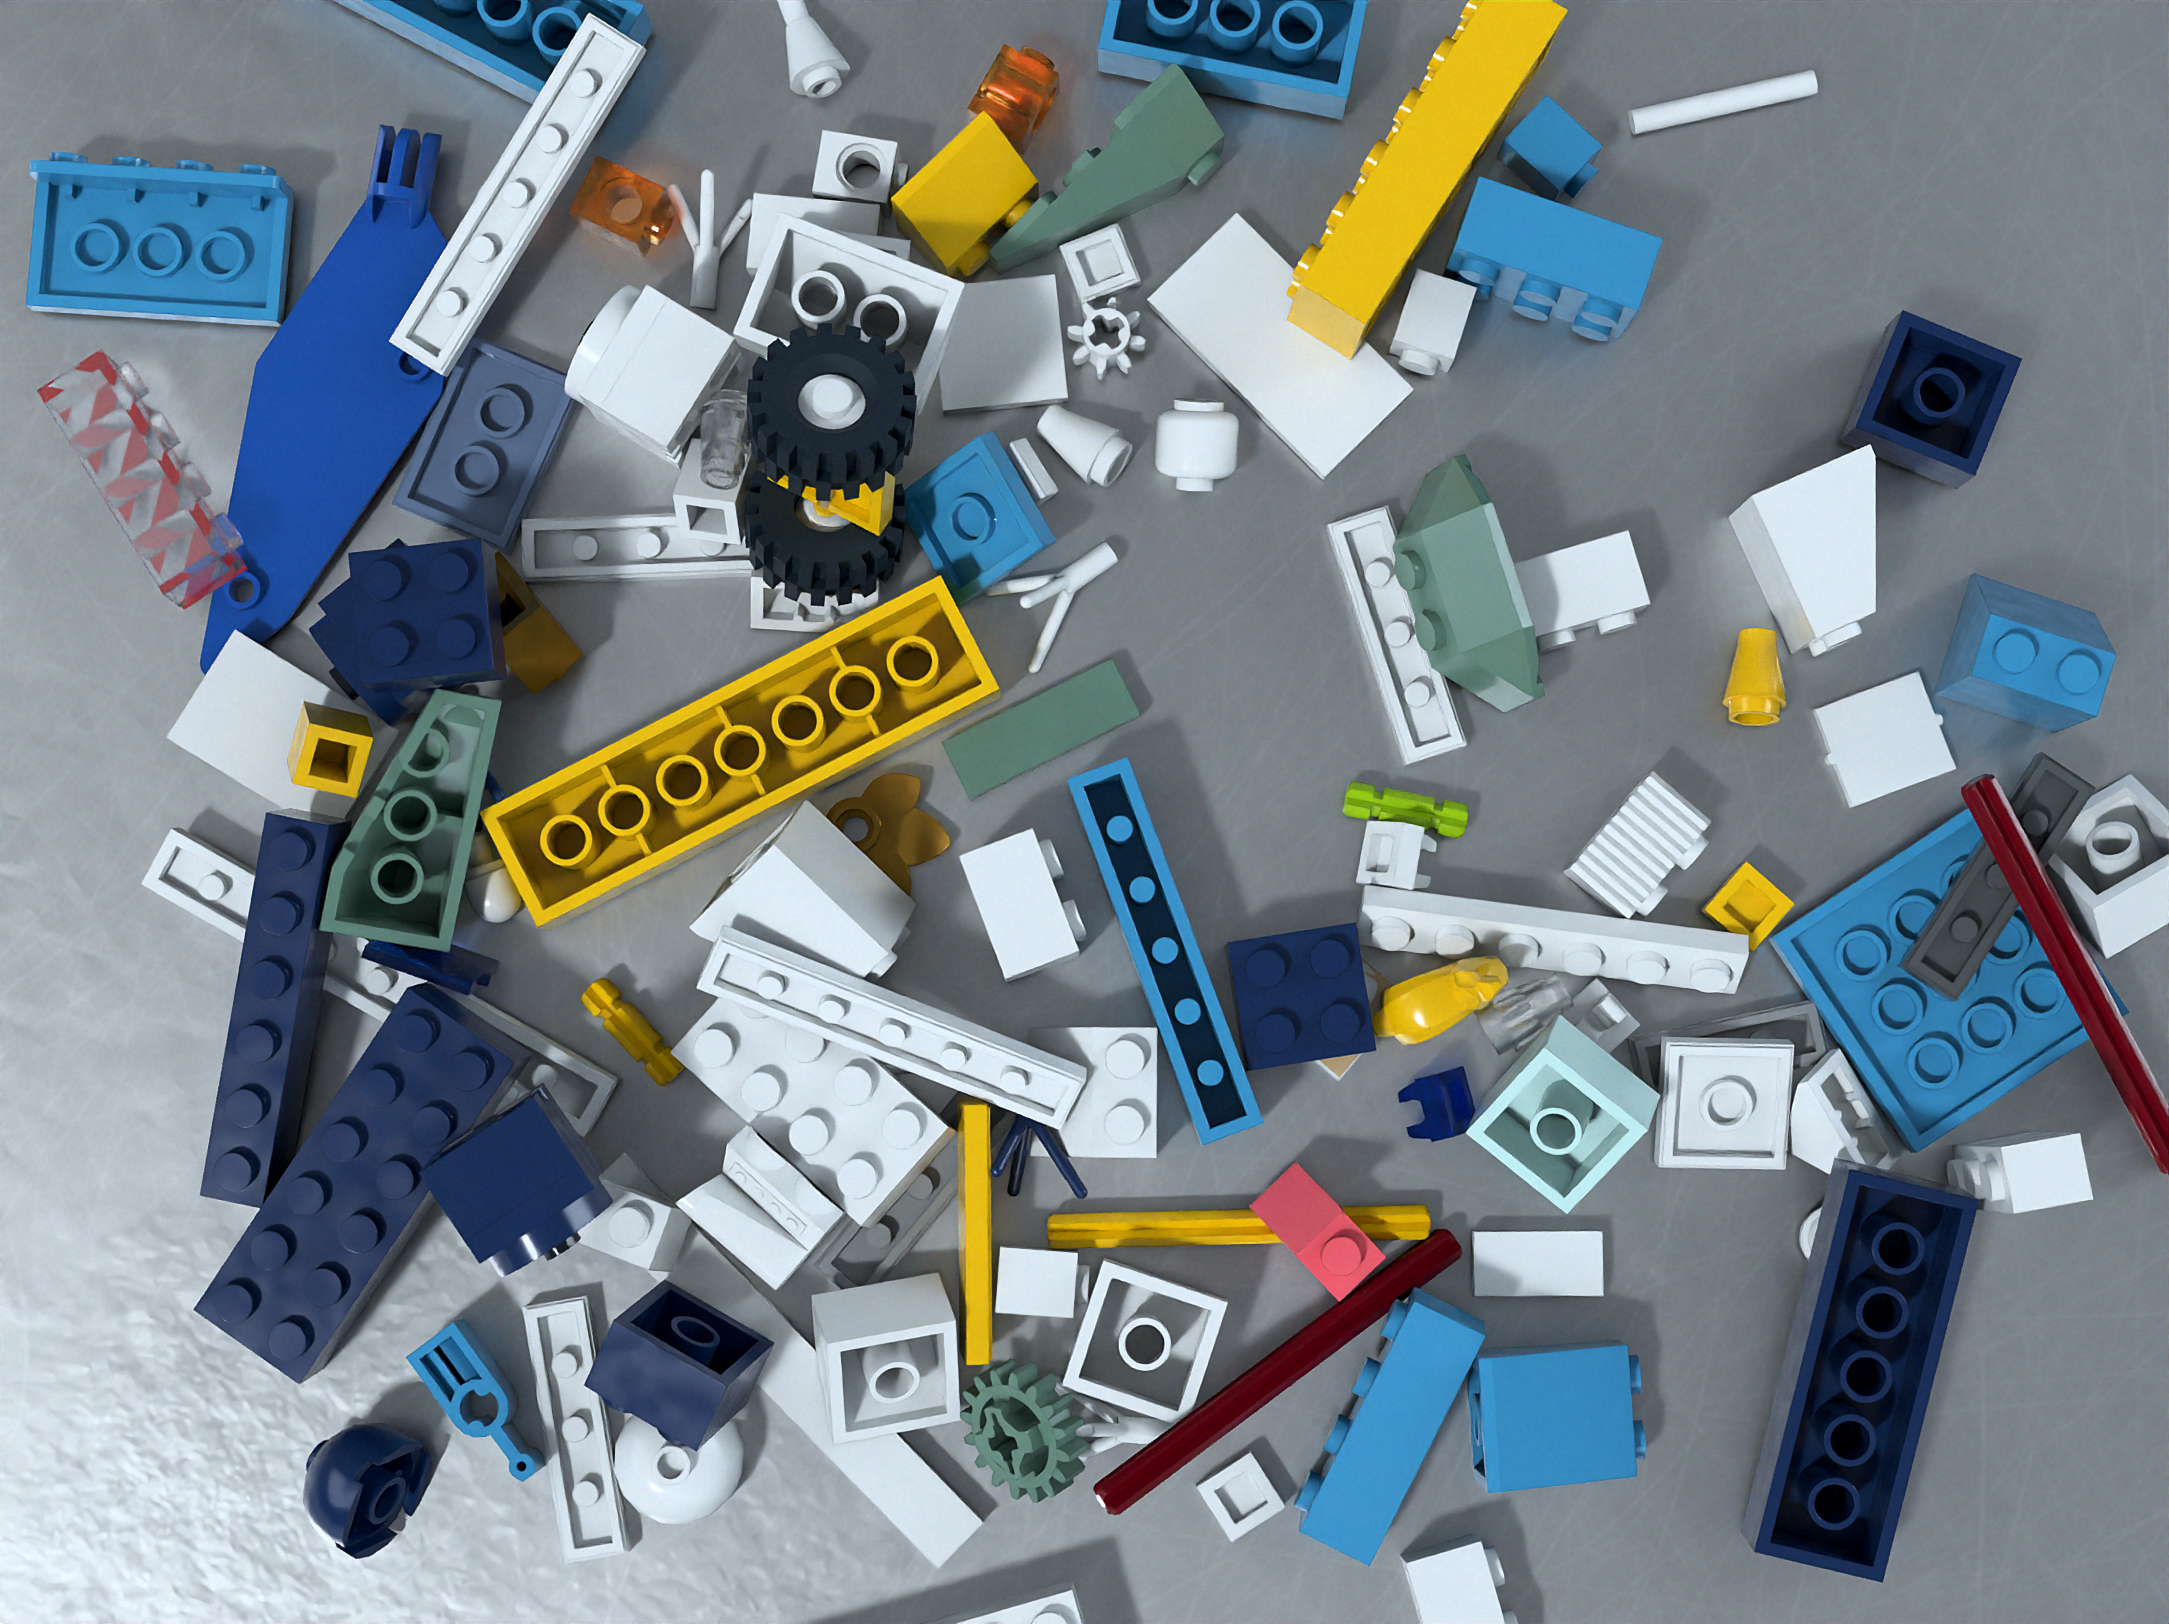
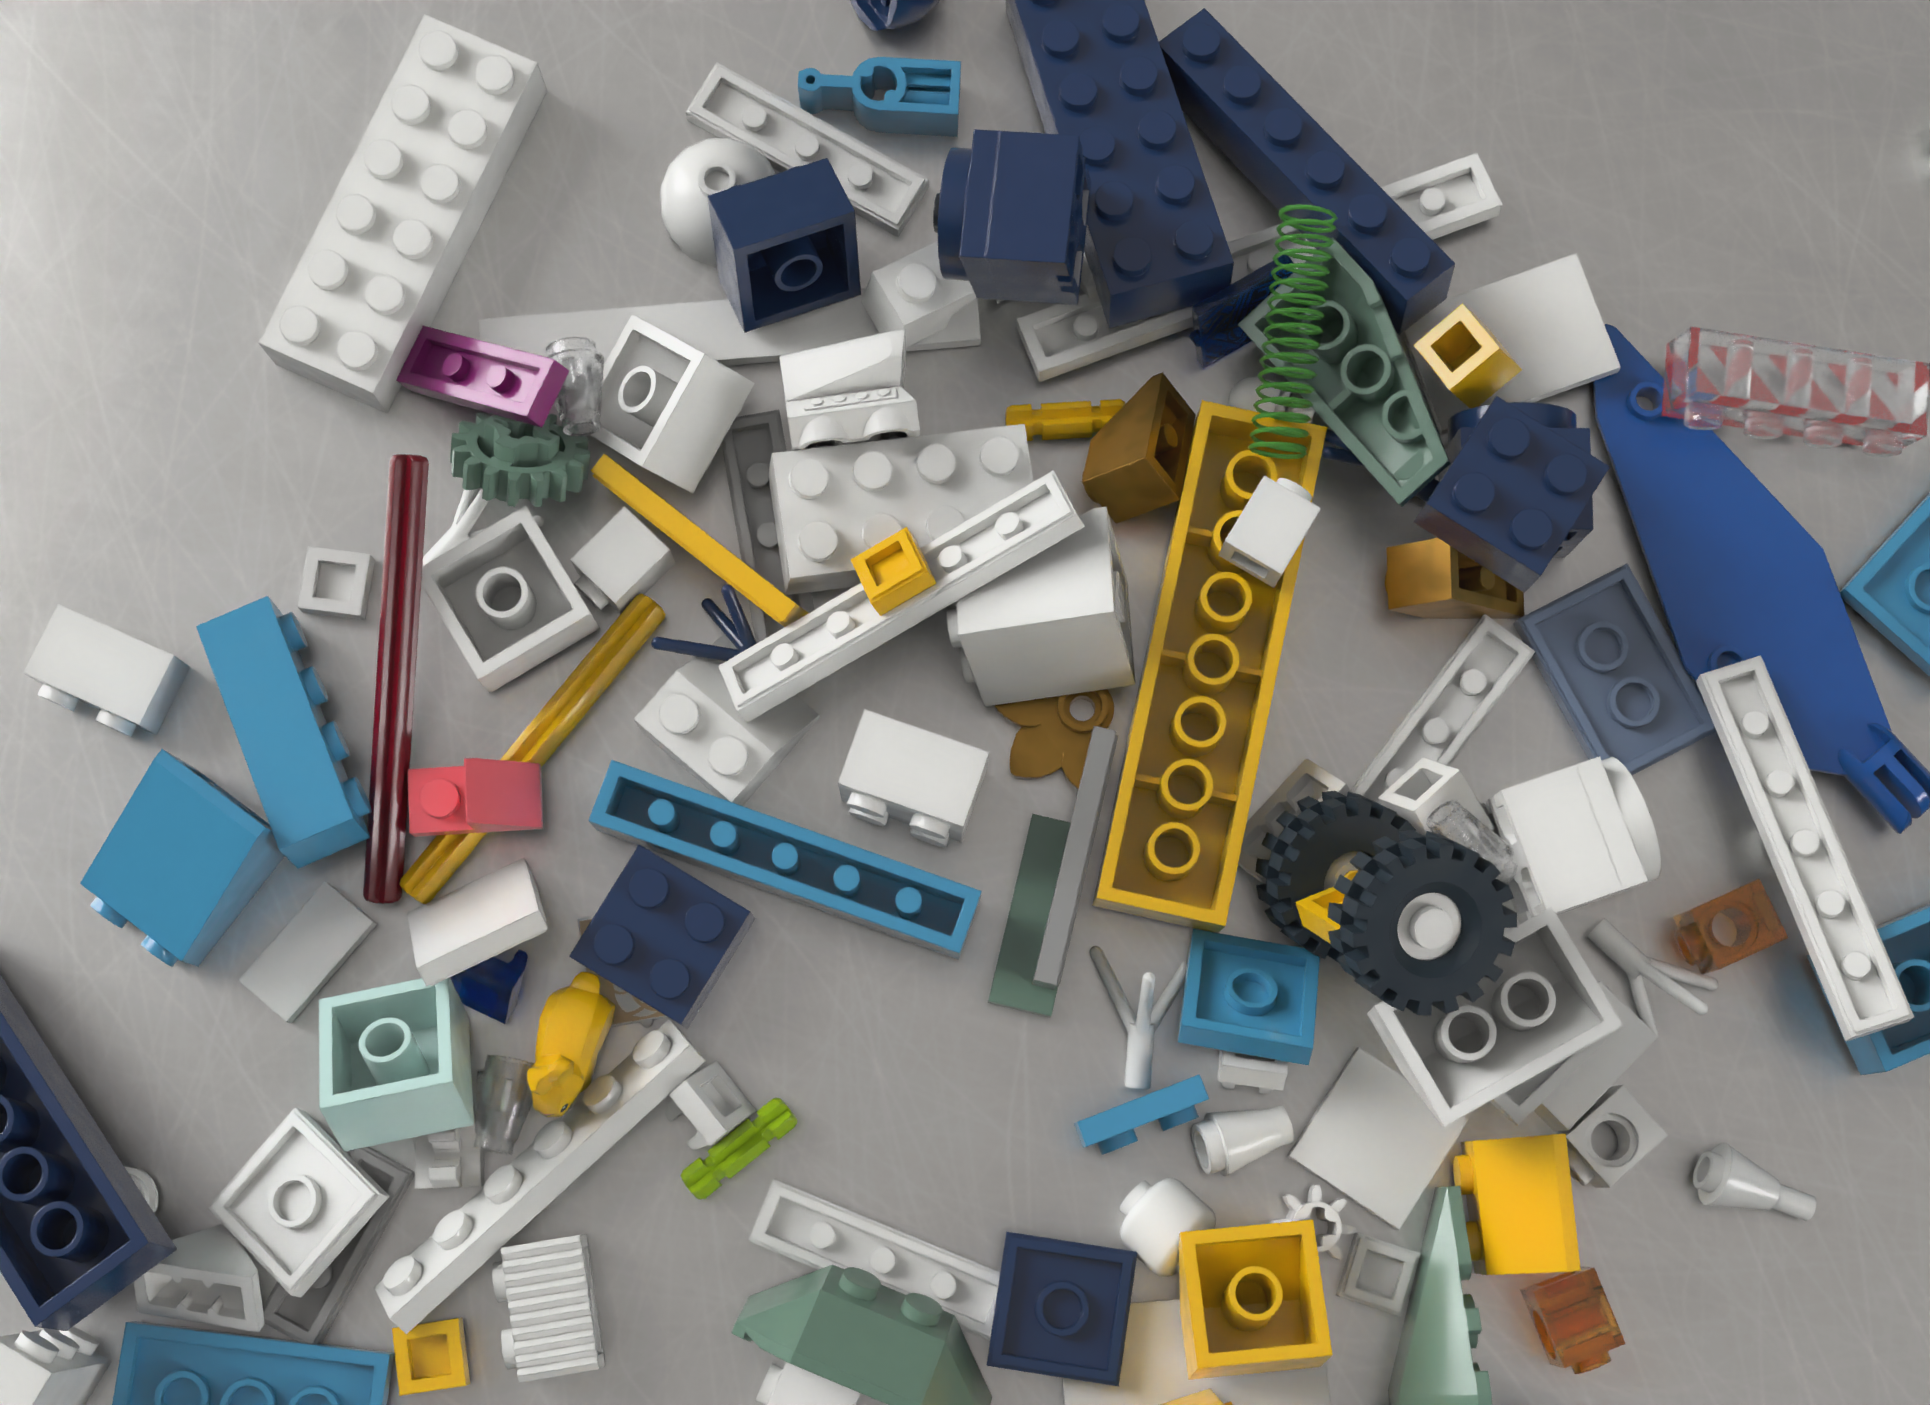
camera: 125 degrees right, 5 degrees down
(523, 820) = (1286, 341): none -> bright green piece
(602, 784) = (1270, 529): none -> white brick
(614, 946) = (1141, 452): none -> pearl gold slope
(878, 1046) = (893, 571): none -> yellow tile
(929, 1437) = (581, 392): none -> clear cone
(980, 733) = (1075, 858): none -> light grey tile
(985, 1516) = (483, 376): none -> magenta plate
(1105, 516) = (1169, 1105): none -> dark azure plate
(1200, 335) = (1252, 1300): none -> yellow slope
(1321, 472) = (1062, 1308): none -> dark blue tile
(1409, 1146) = (476, 922): none -> white tile

